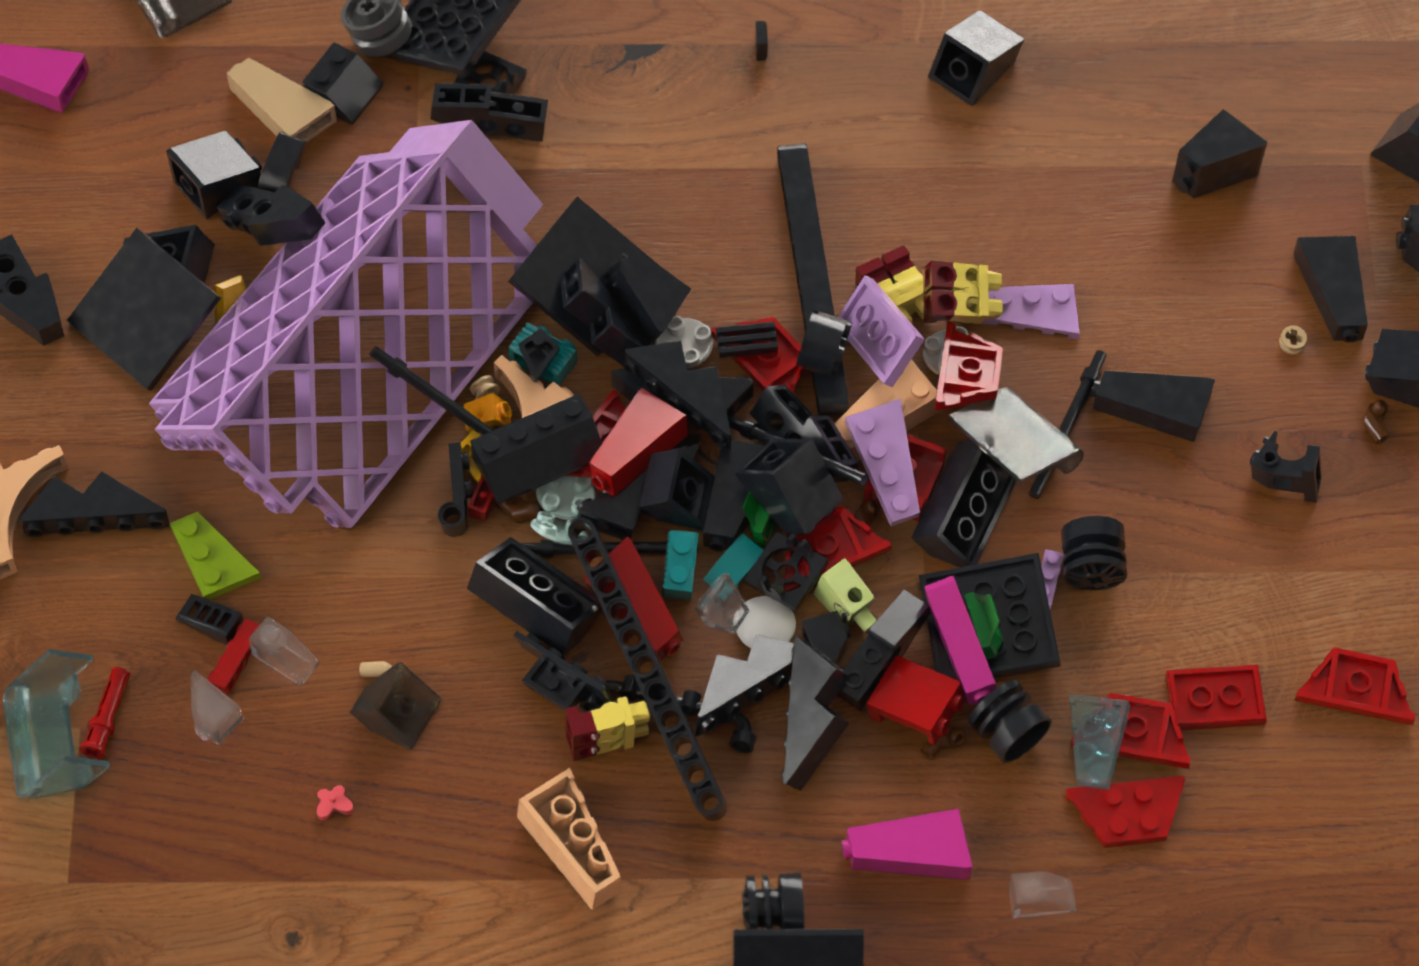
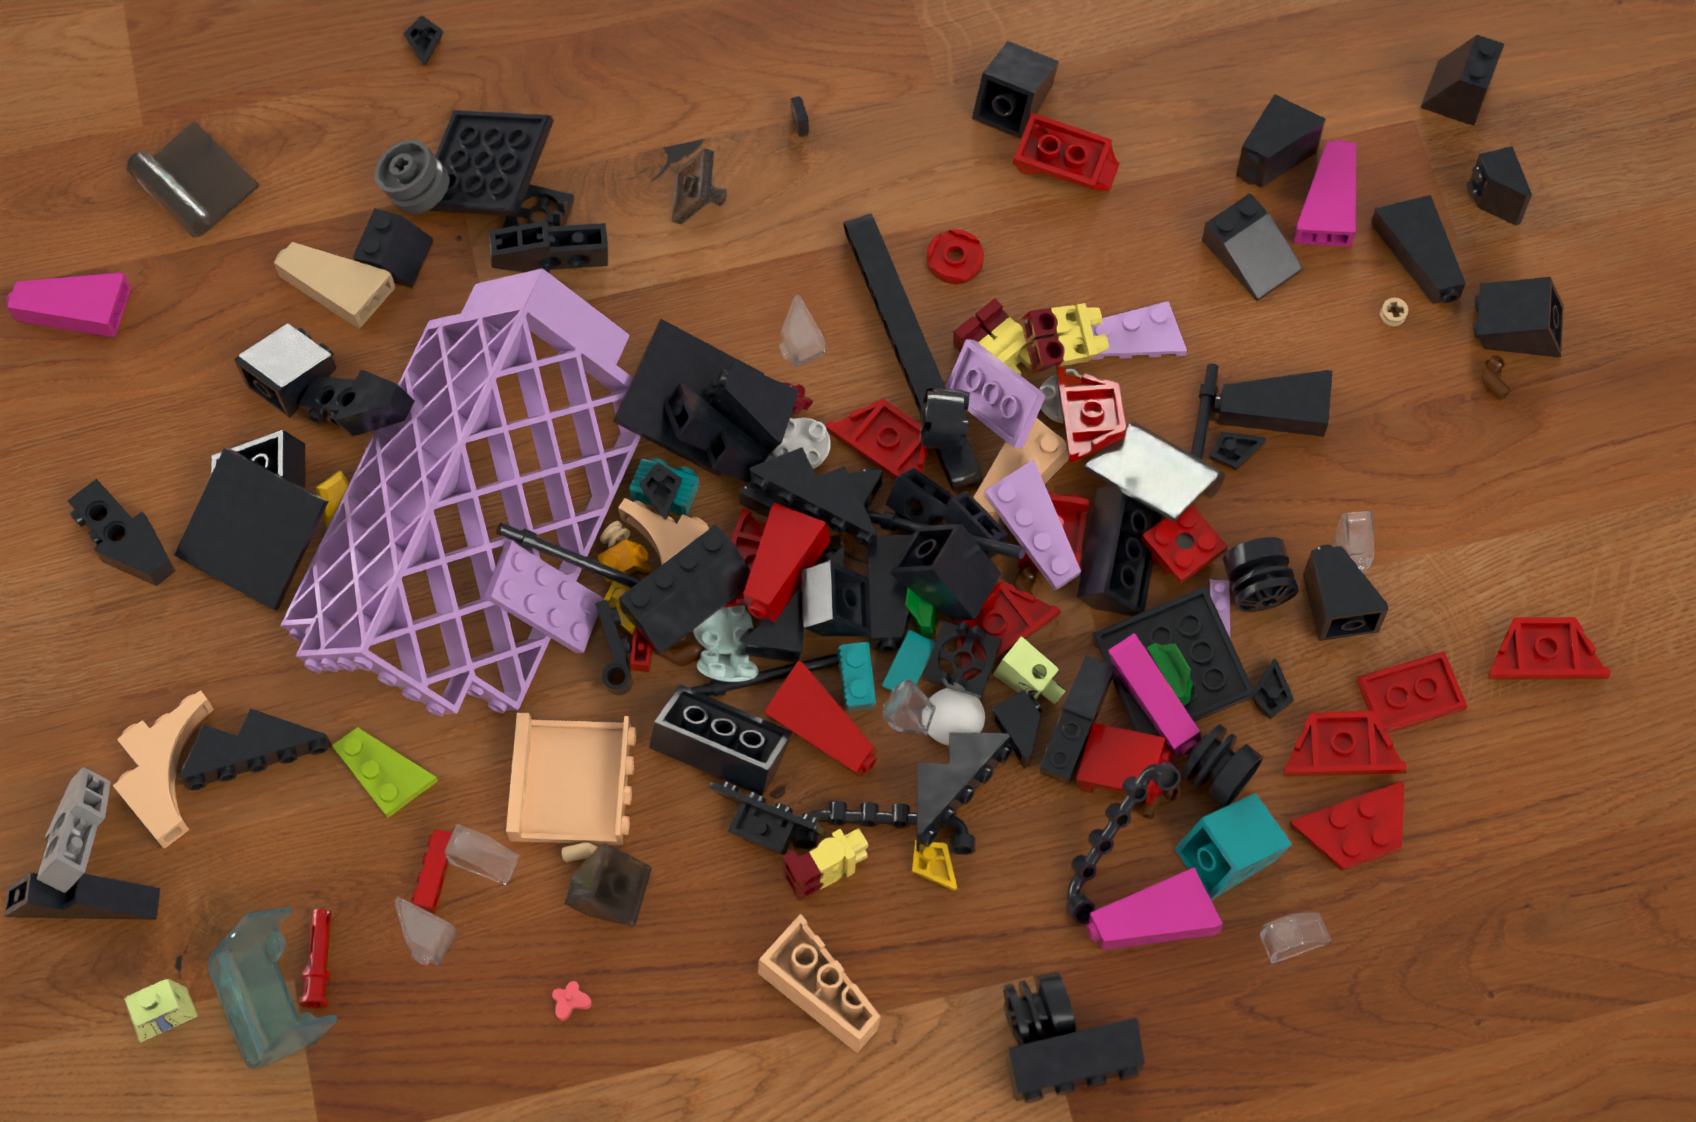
camera: 10 degrees left, 5 degrees up
(213, 631) = (414, 851): black slope -> none
(281, 162) = (352, 345): black slope -> none
(384, 603) = (570, 781): none -> light nougat panel
(400, 427) = (543, 597): none -> lavender plate
(642, 85) = (694, 187): none -> clear smoke tile
(651, 681) = (838, 783): black beam -> none
(692, 301) = (801, 401): none -> dark red piece
(709, 242) = (801, 335): none -> clear slope
(715, 751) = (935, 865): none -> yellow piece
(746, 335) = (861, 418): black tile -> none
(811, 722) = (1028, 811): black slope -> none
(878, 215) = (955, 271): none -> red tile
(947, 713) = (1166, 778): none -> black bar
(1002, 797) = (1233, 845): none -> teal slope
(1009, 127) = (1066, 153): none -> red slope
(1027, 510) = (1184, 545): none -> red piece
(1079, 666) = (1272, 691): none -> black piece
(1097, 735) = (1311, 763): clear light blue wing -> none
(1103, 434) = (1235, 449): none -> black piece
(1167, 250) = (1251, 247): none -> slope
(1168, 590) = (1341, 595): none -> black slope
(1195, 542) = (1356, 536): none -> clear slope
(1255, 224) = (1331, 201): none -> dark pink slope
(1287, 475) = (1423, 452): black tile -> none

